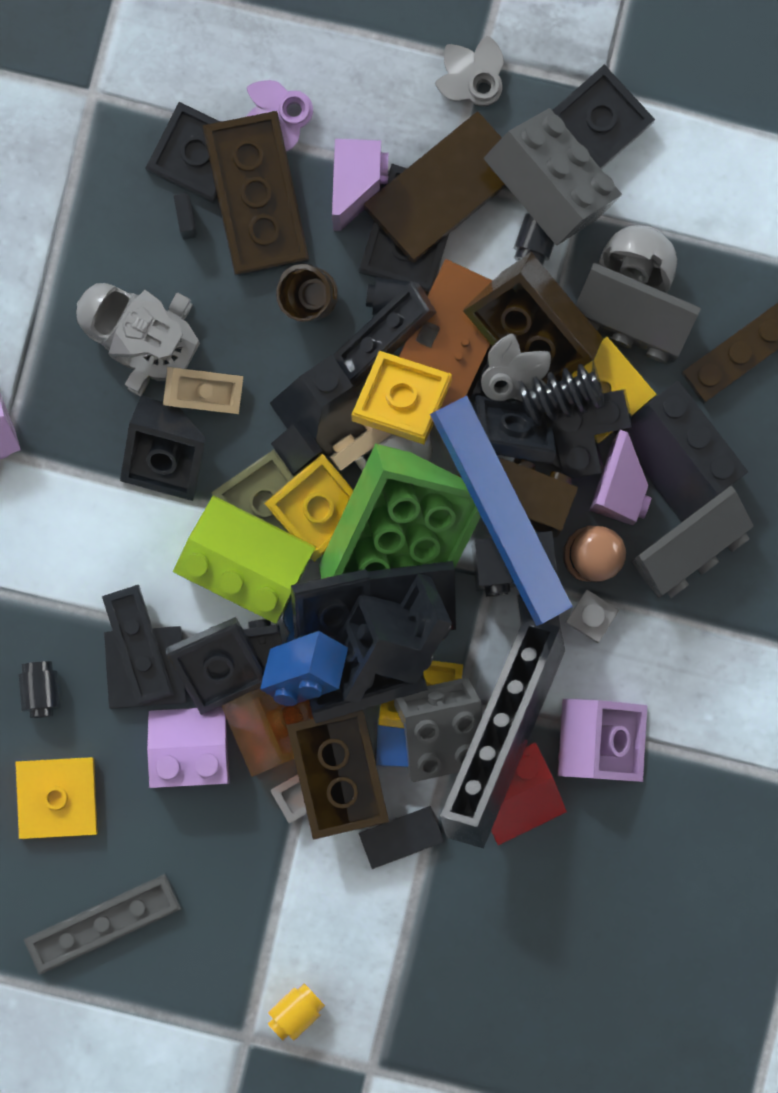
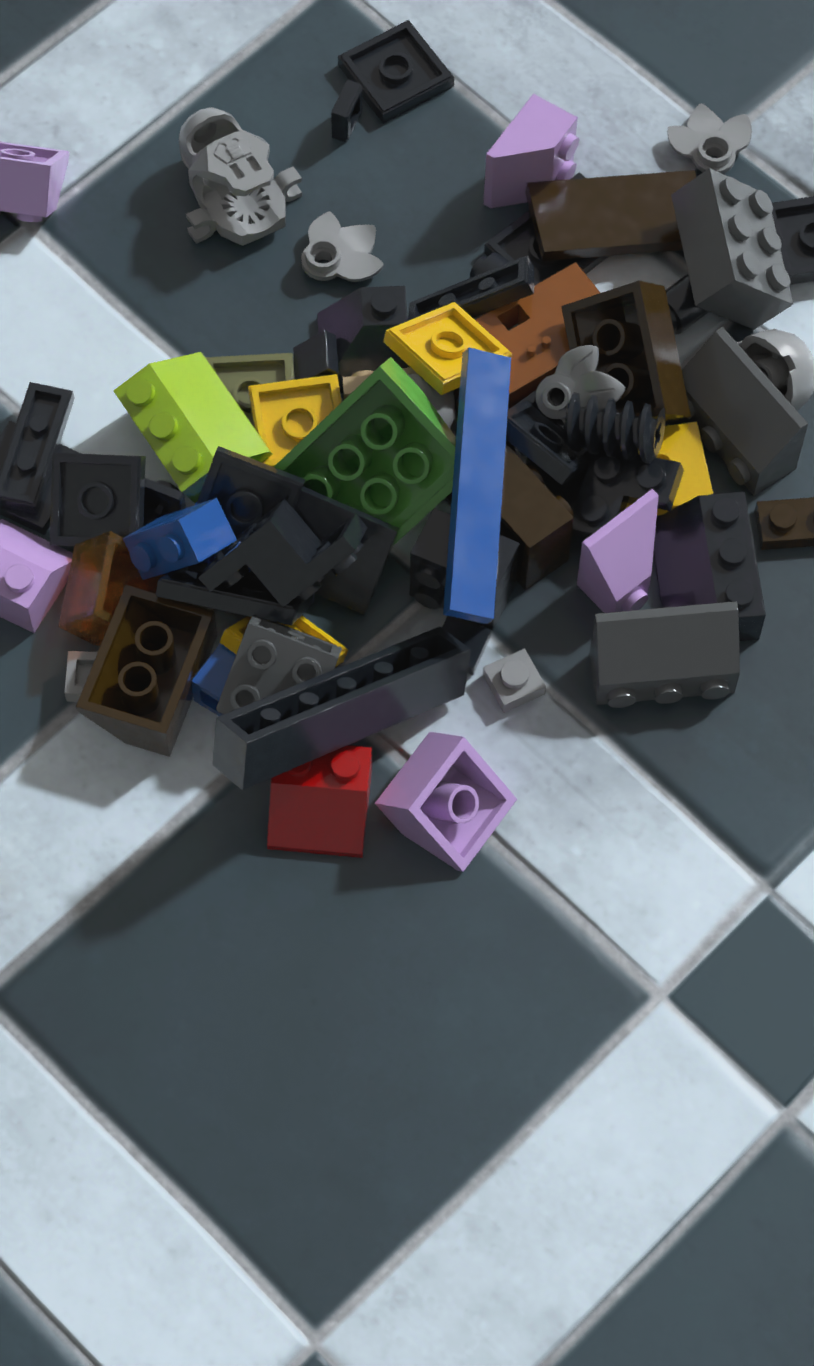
camera: 35 degrees right, 20 degrees down
(162, 450) = (179, 290): black slope -> none
(203, 390) = (258, 259): tan plate -> none
(254, 333) = (345, 248): none -> light grey plate
(255, 193) = (428, 128): dark brown tile -> none
(272, 96) = (489, 79): lavender plate -> none
(305, 288) = (418, 234): dark brown helmet -> none
(401, 837) = (170, 779): black tile -> none
(595, 553) = (555, 617): nougat helmet -> none

